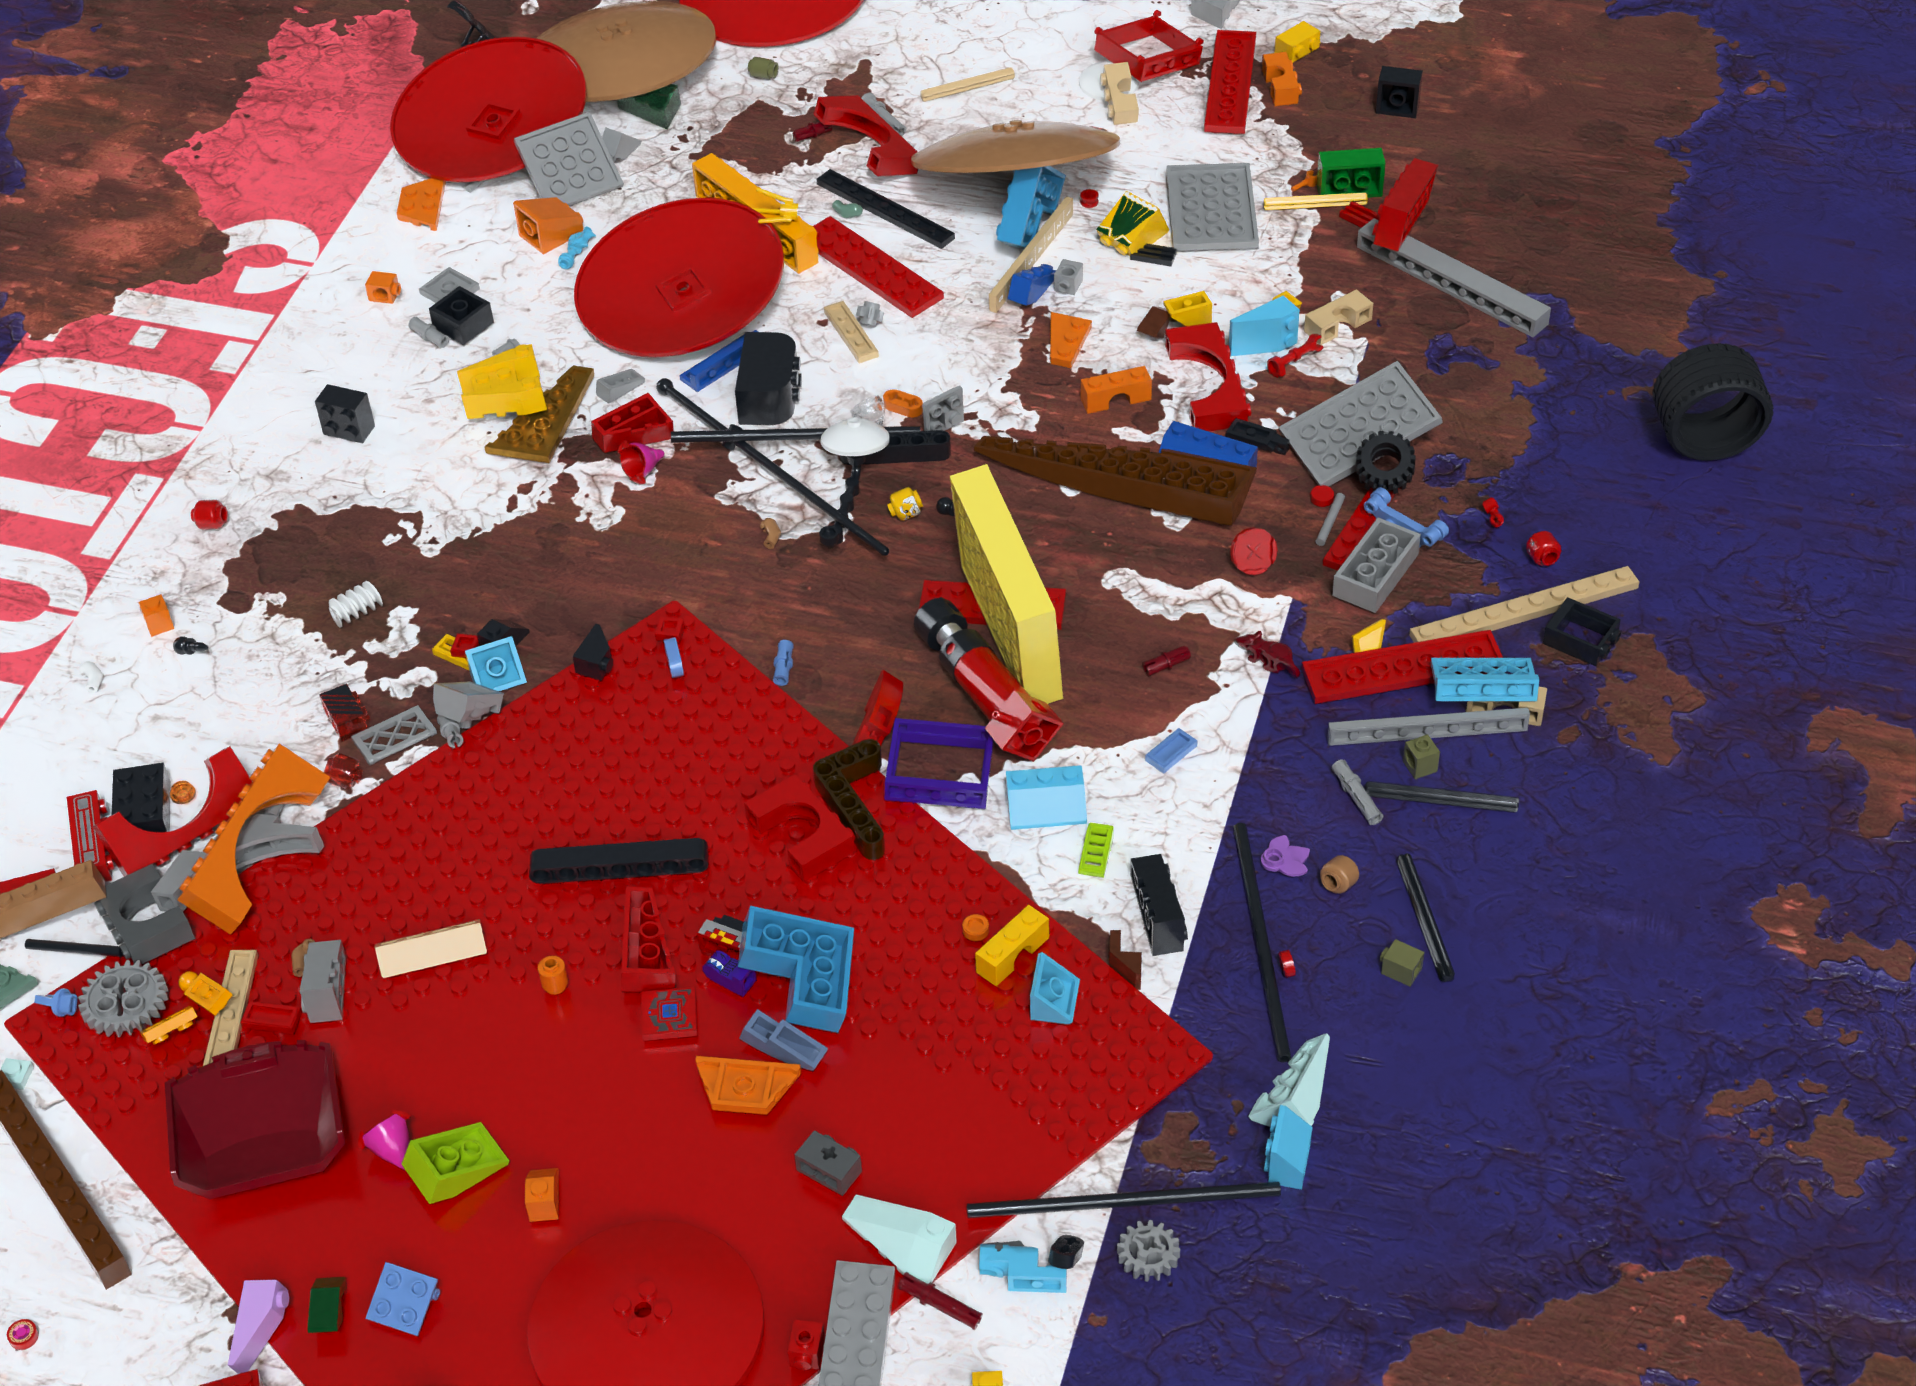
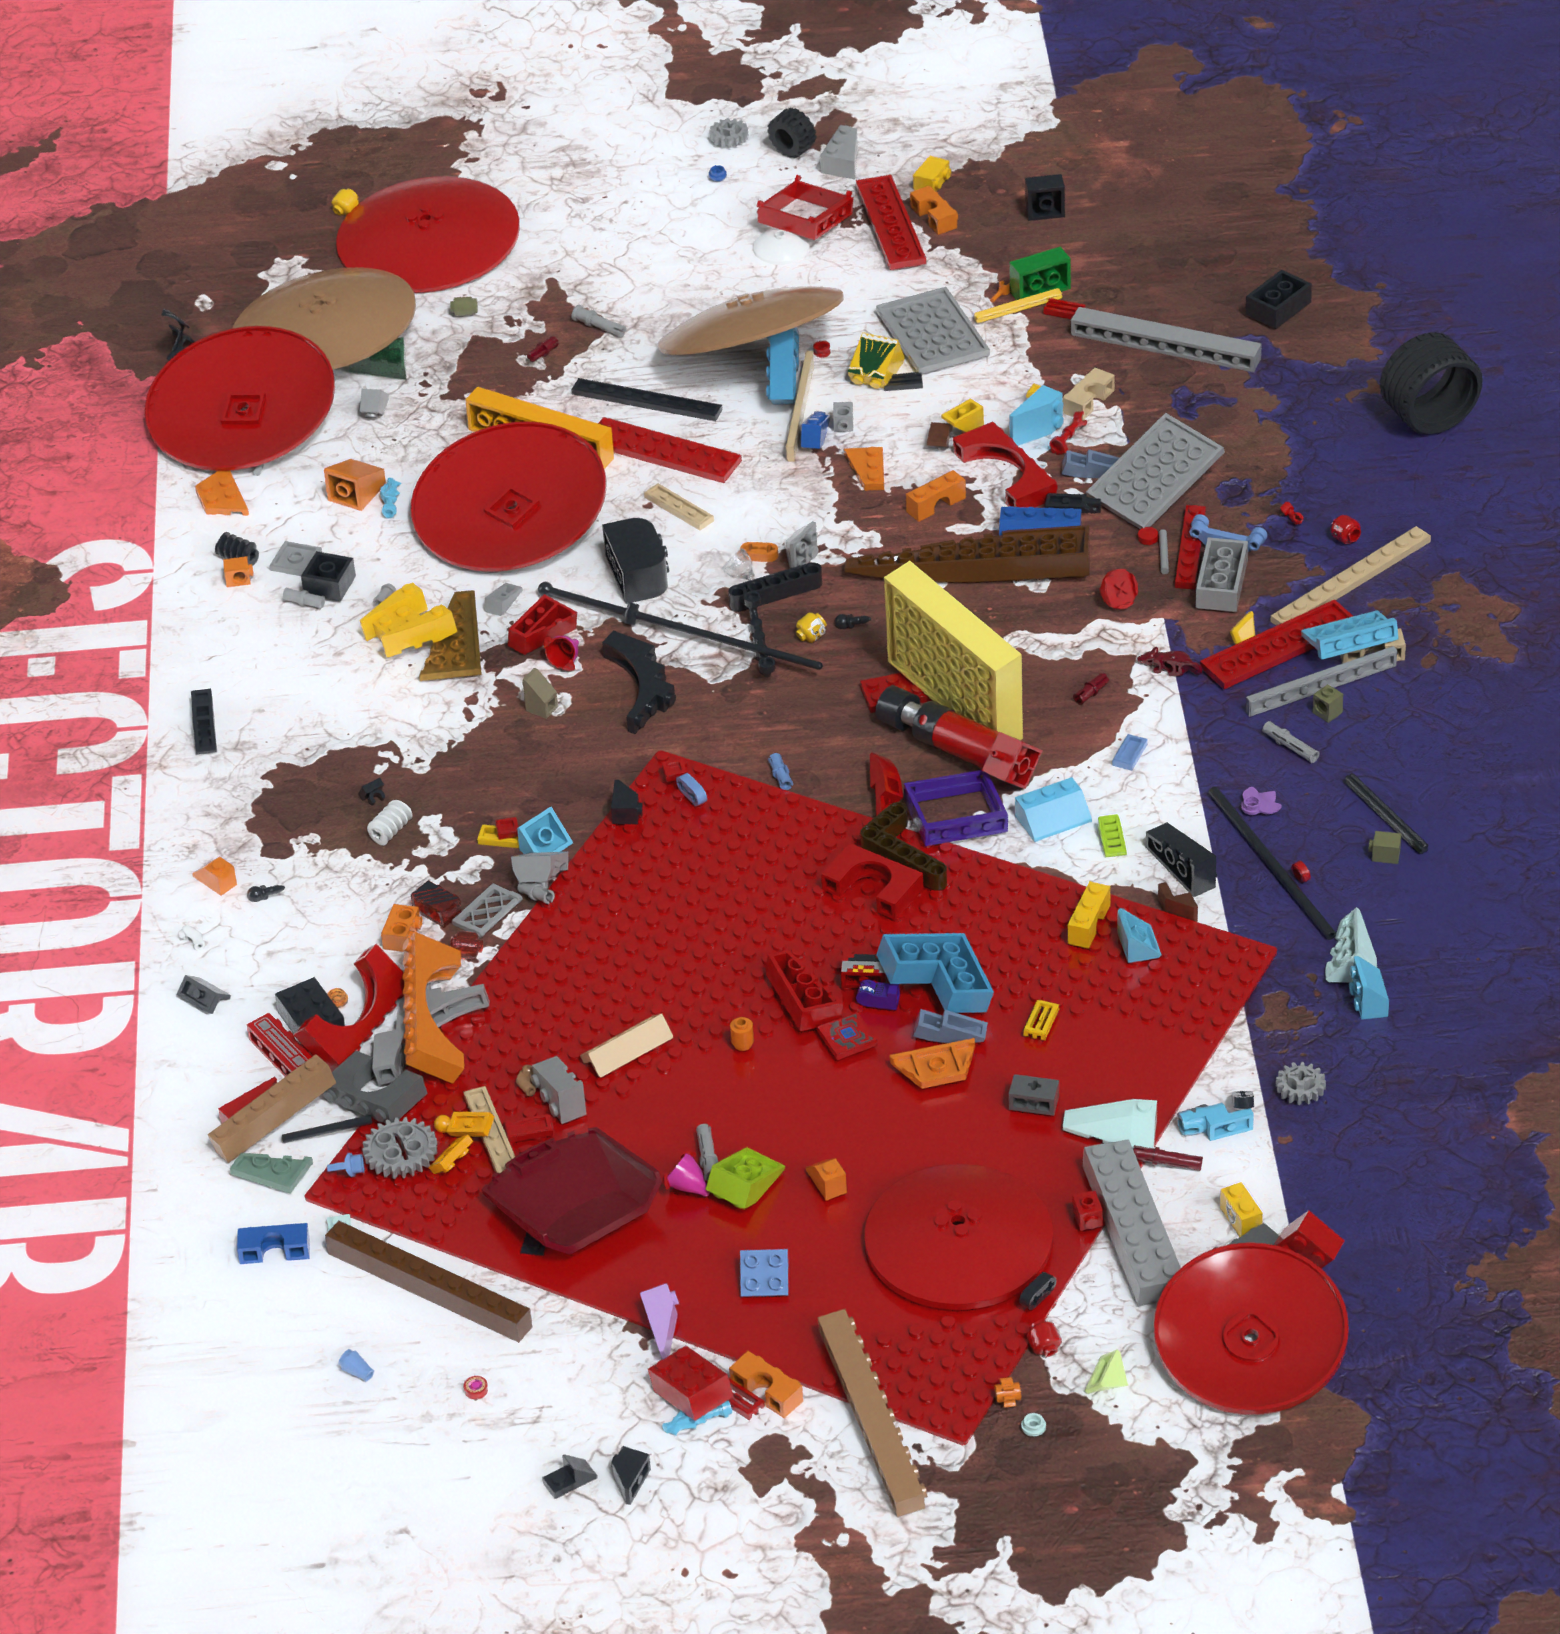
camera: 20 degrees left, 5 degrees down
(57, 742) = (201, 993): none -> black panel
(209, 514) = (210, 788): red head -> none
(253, 438) = (203, 721): none -> black slope
(293, 728) = (400, 925): none -> orange brick
(326, 1304) = (709, 1293): dark green slope -> none
(345, 413) = (280, 679): black brick -> none
(361, 561) = (372, 789): none -> black tile
(395, 261) = (235, 547): none -> black piece
(431, 1122) = (706, 1147): none -> light grey pin
(501, 629) = (530, 809): black slope -> none
(569, 160) = (345, 424): light grey plate -> none
(584, 502) = (539, 694): none -> dark tan slope
(618, 860) = (741, 943): black beam -> none
(710, 513) = (640, 662): none -> black arch
(714, 366) = (580, 558): blue fence -> none
(762, 434) = (673, 600): black piece -> none
(773, 530) = (711, 677): medium nougat arm -> none
(787, 211) = (582, 417): yellow plant -> none
(848, 210) = (614, 409): sand green arm -> none
(852, 112) = (631, 352): red arch -> none
(854, 437) = (743, 584): white dish -> none
(870, 313) = (689, 487): light grey gear -> none
(896, 1066) = (1037, 1030): none -> yellow tile
(967, 84) = (657, 278): tan axle -> none
(975, 927) = (1050, 912): orange tile -> none
(1121, 107) = (808, 265): tan arch -> none
(1125, 1199) = (1263, 1057): black piece -> none
(1295, 397) = (1087, 466): none -> sand blue slope
(1339, 874) = (1308, 801): medium nougat head -> none
(1385, 445) = (1196, 480): black tyre -> none
(1404, 204) = (1103, 288): red brick -> none
(1442, 796) = (1357, 728): black axle -> none
(1589, 618) = (1407, 572): black window -> none
(1595, 262) = (1278, 299): none -> black brick

